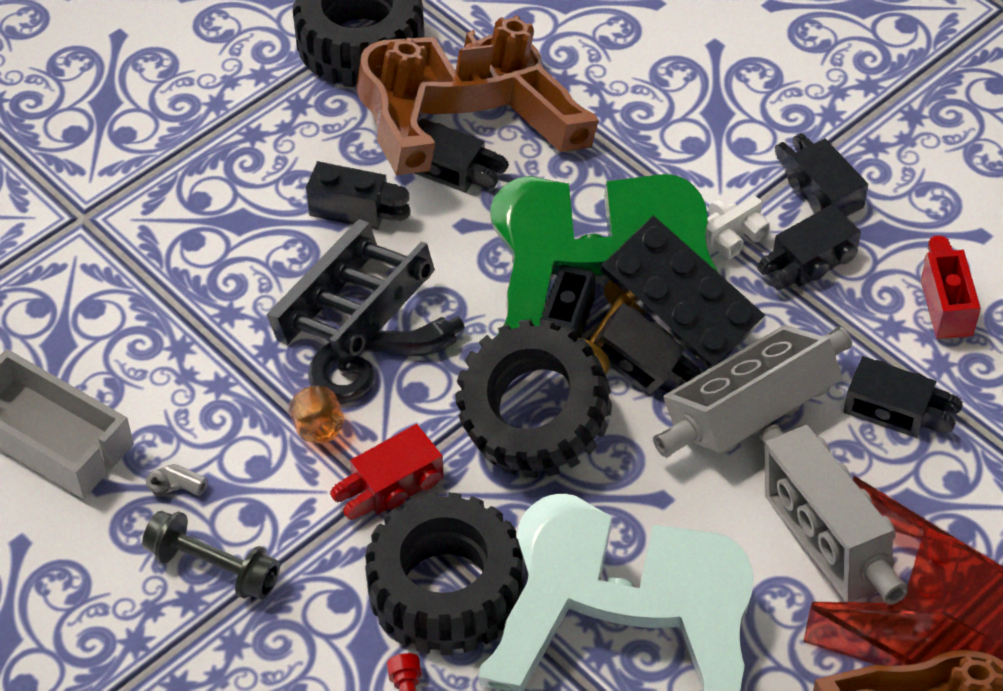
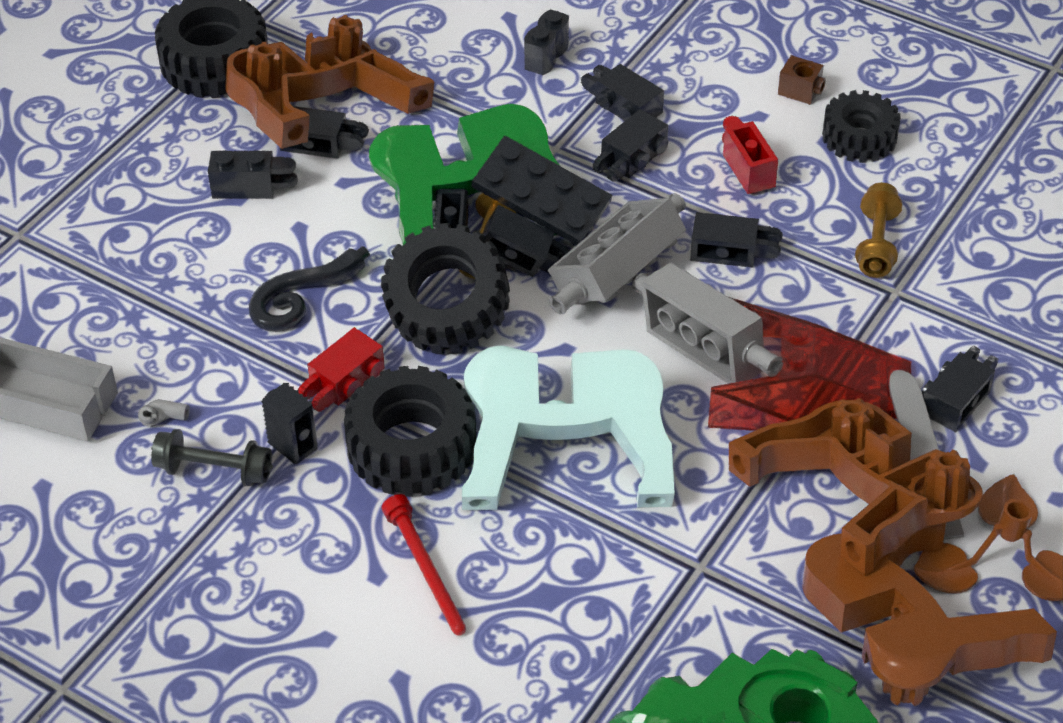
camera: 15 degrees left, 5 degrees down
(308, 532) = (290, 423): none -> black brick
(316, 414) = (267, 339): clear orange head -> none
(331, 273) = (253, 227): black fence -> none
(733, 221) = (564, 139): white hips -> none
(747, 90) = (546, 42): none -> black brick

